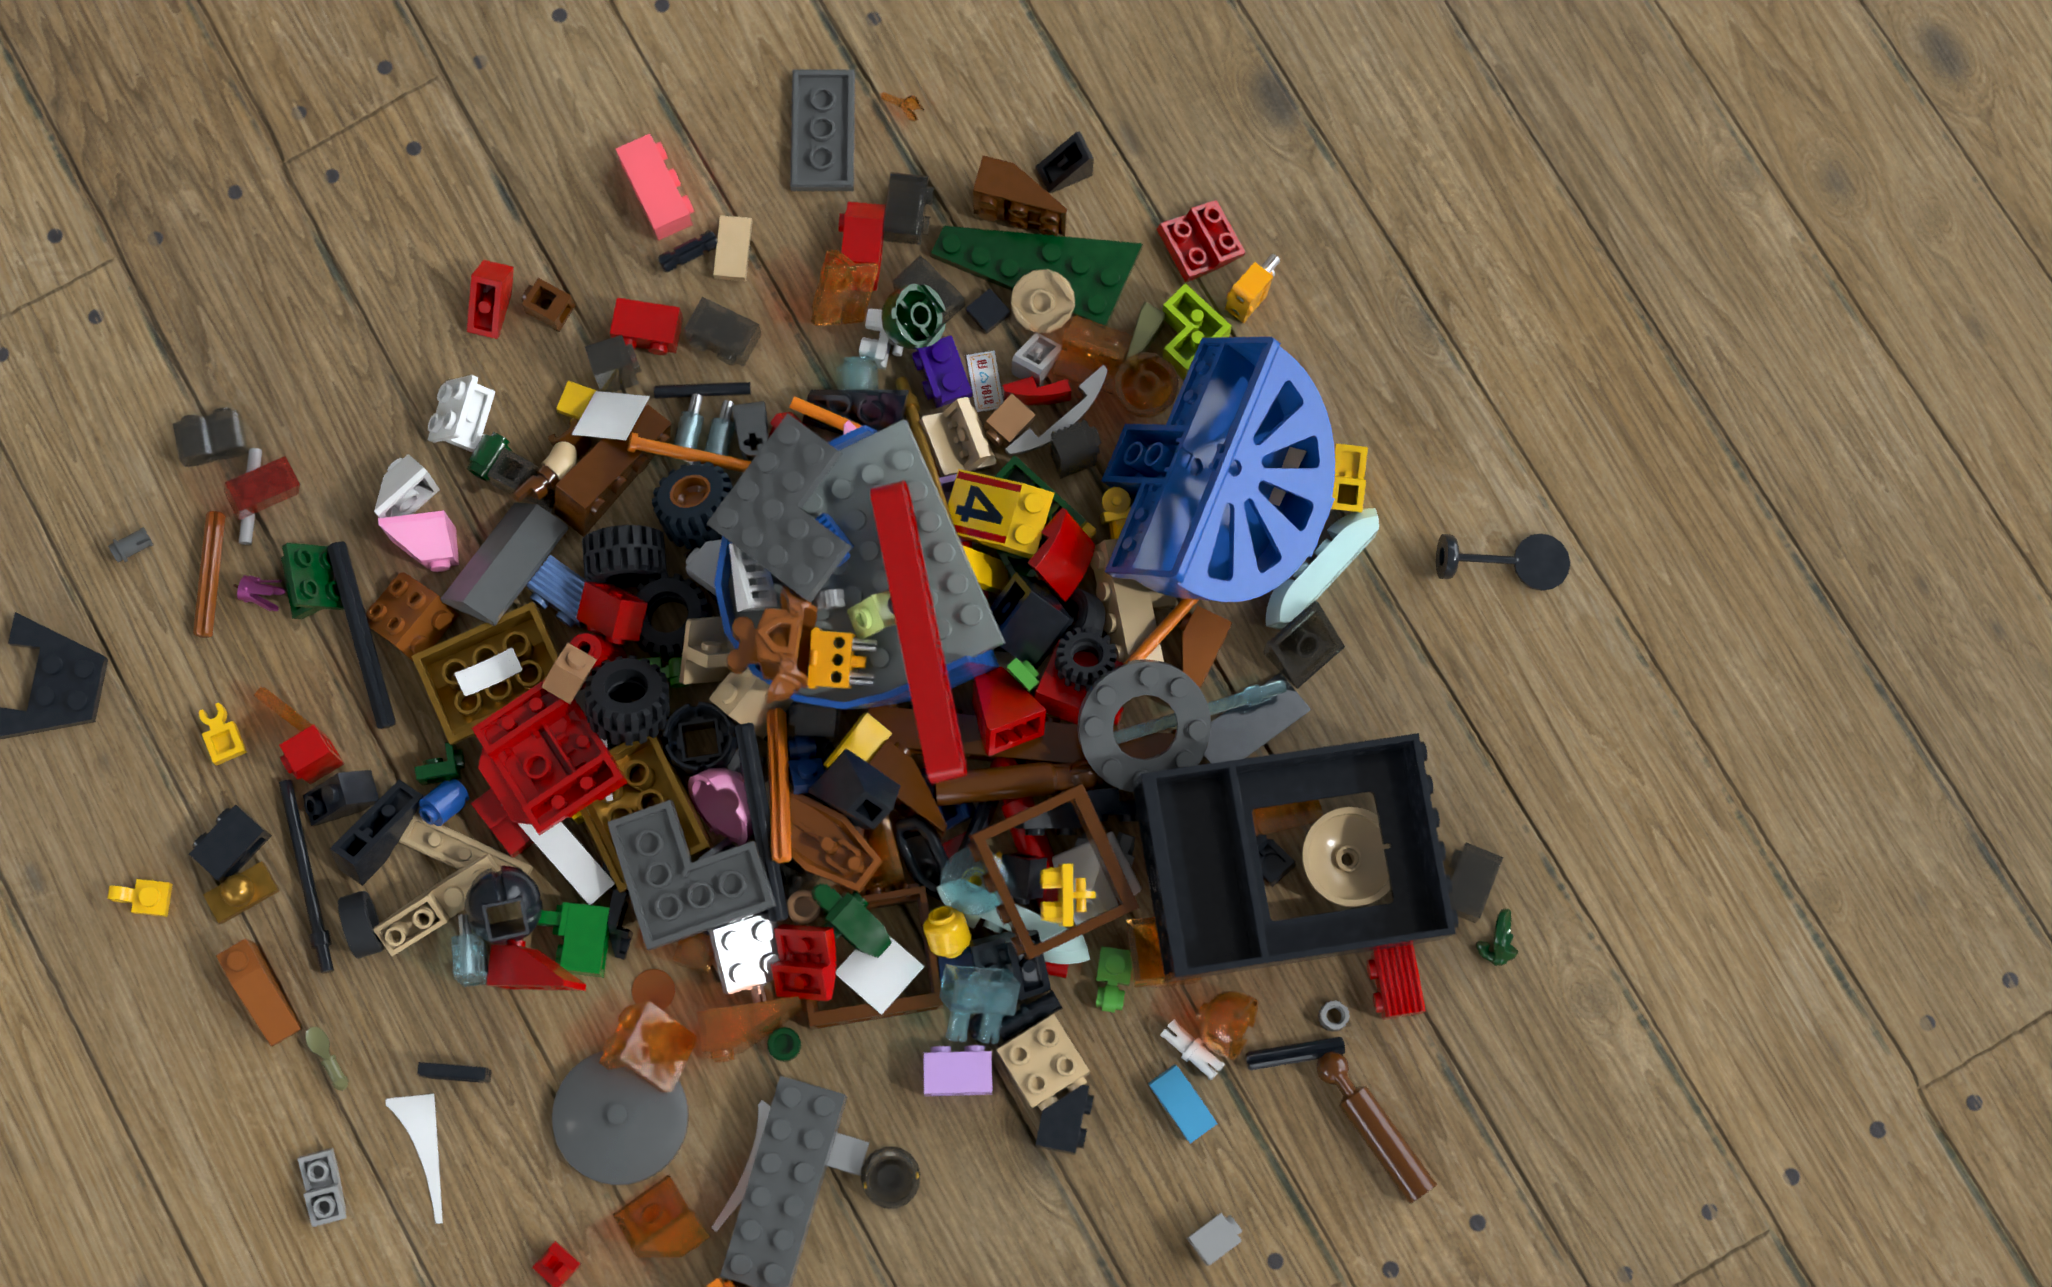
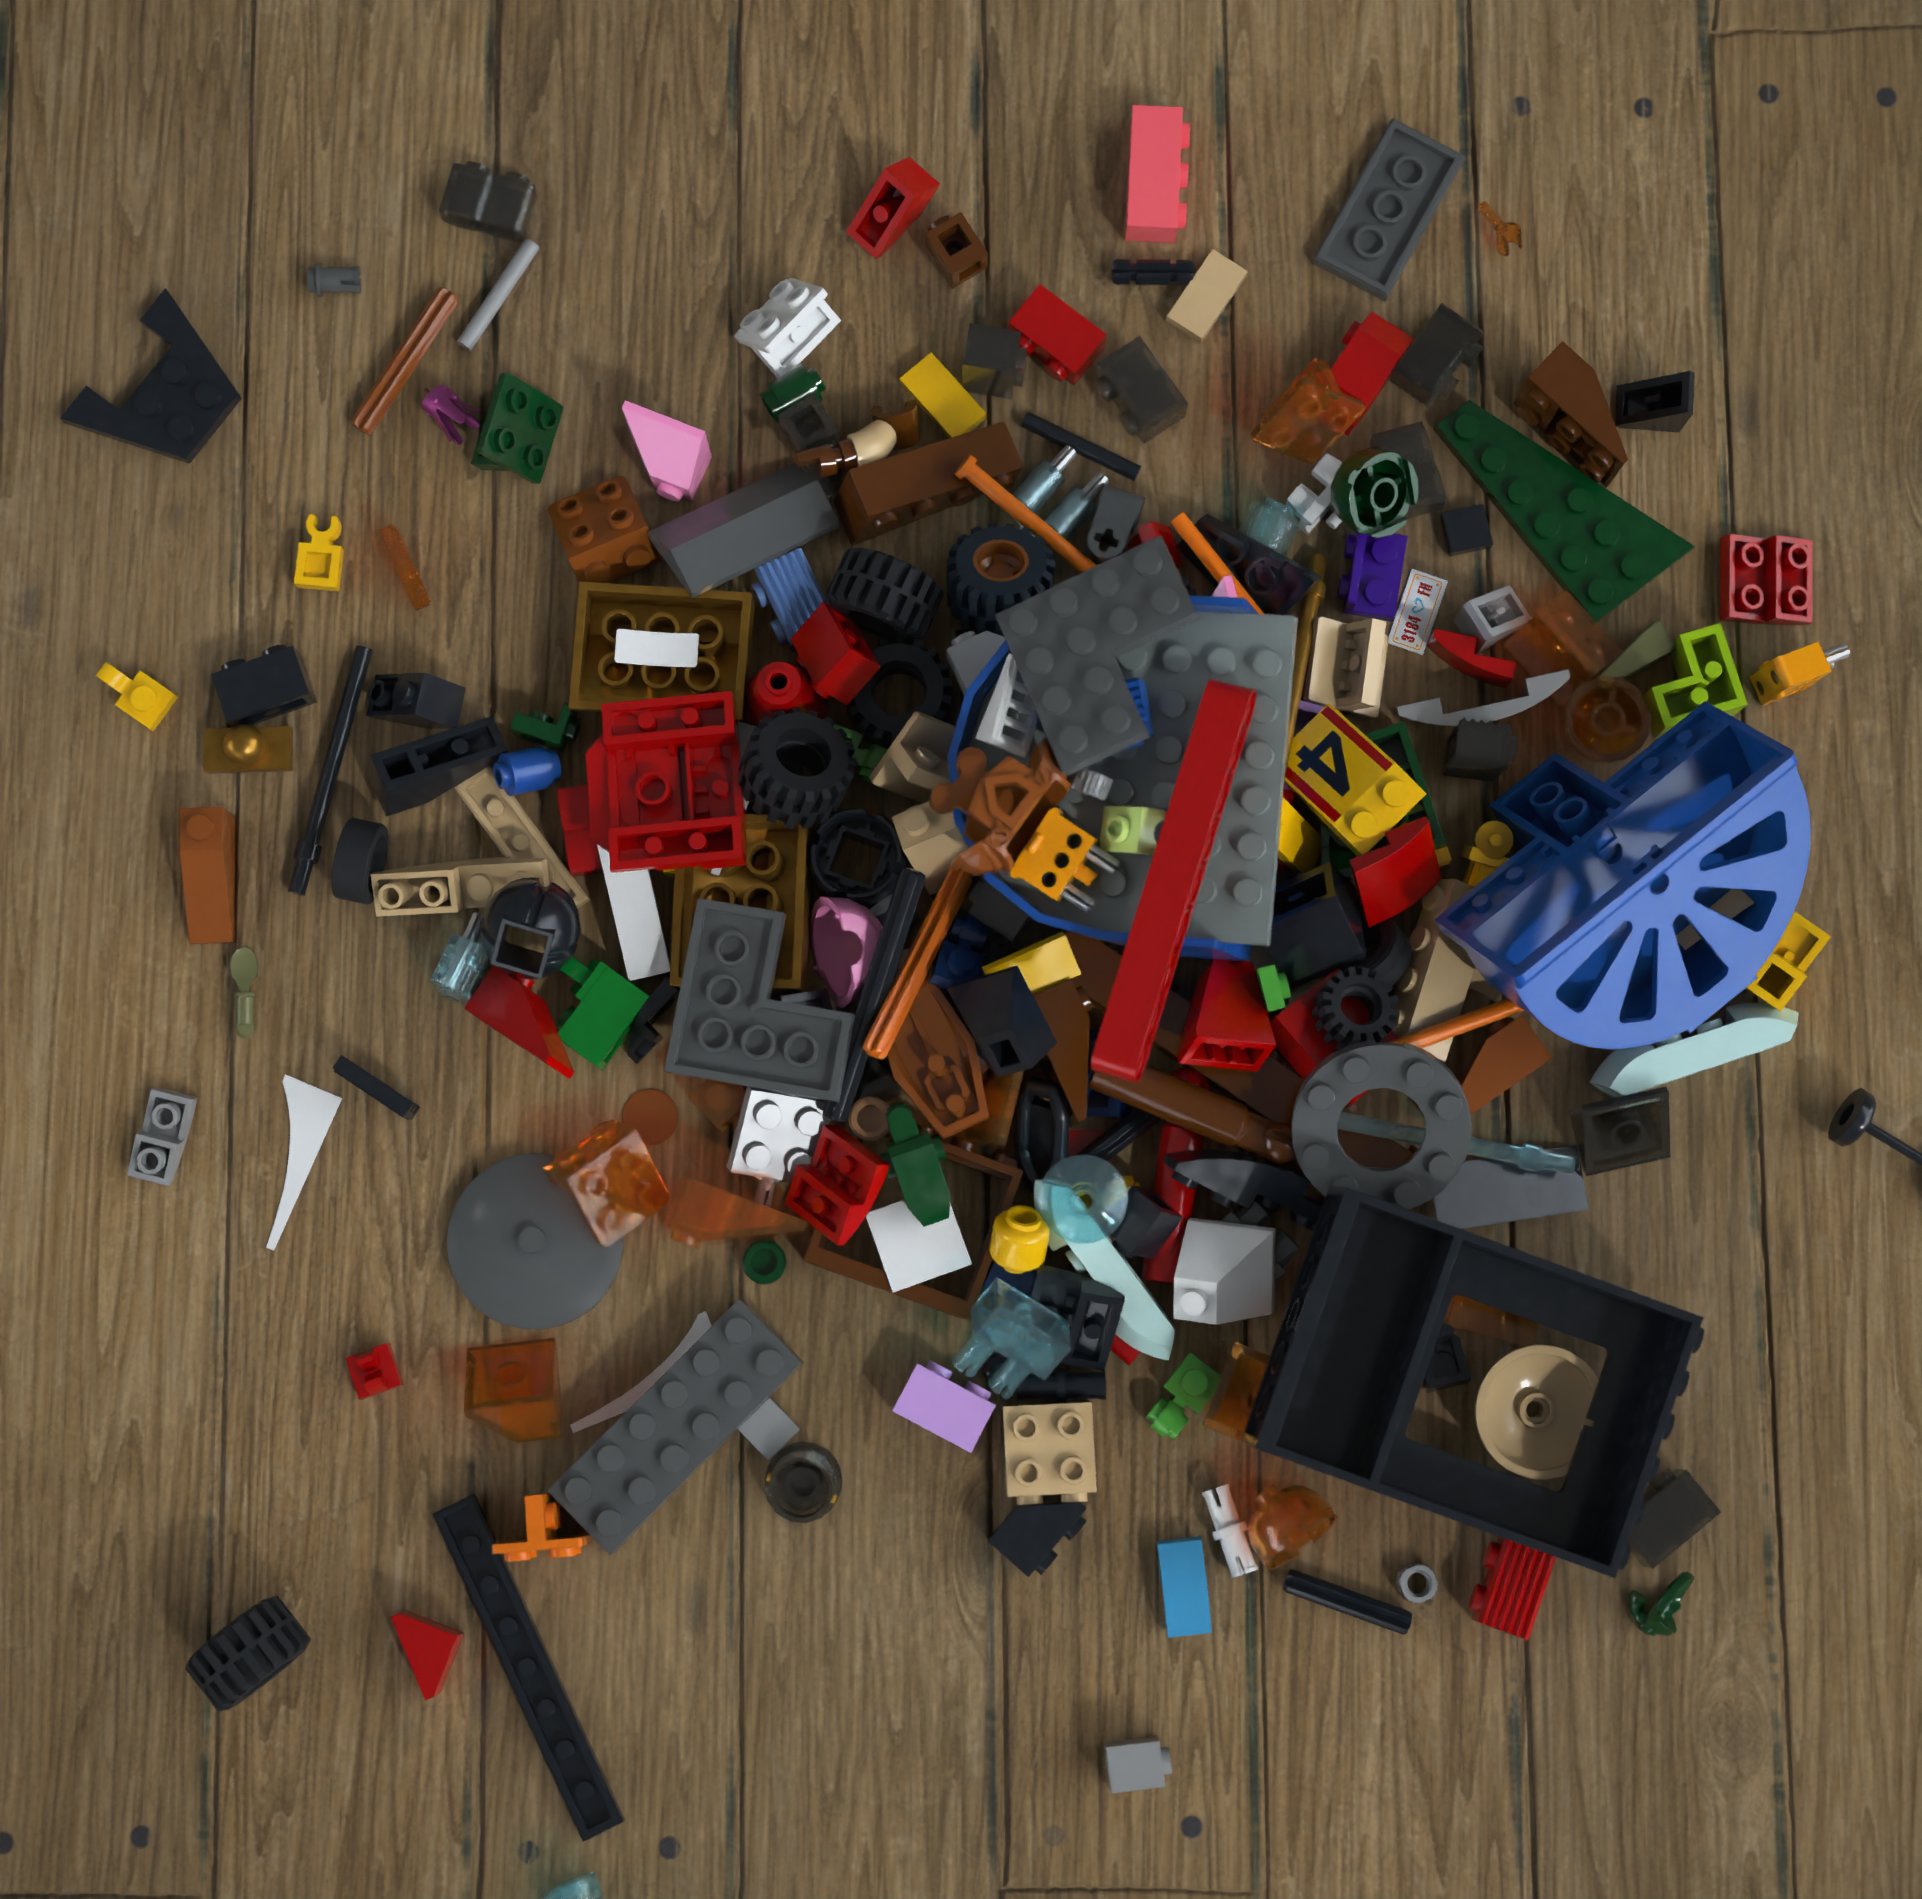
camera: 30 degrees right, 5 degrees up
(261, 488) = (514, 292): clear red brick -> none
(310, 755) = (406, 634): red brick -> none
(361, 635) = (537, 525): black axle -> none
(404, 488) = (674, 381): white slope -> none
(569, 673) = (745, 701): medium nougat brick -> none
(610, 415) = (957, 420): white sticker -> none
(1008, 422) = (1418, 676): medium nougat brick -> none
(1042, 301) = (1537, 553): tan tile -> none
(1062, 878) = (1166, 1294): yellow hips -> none
(1103, 851) = (1251, 1248): reddish brown window -> none
(1377, 1129) = (1394, 1745): reddish brown piece -> none

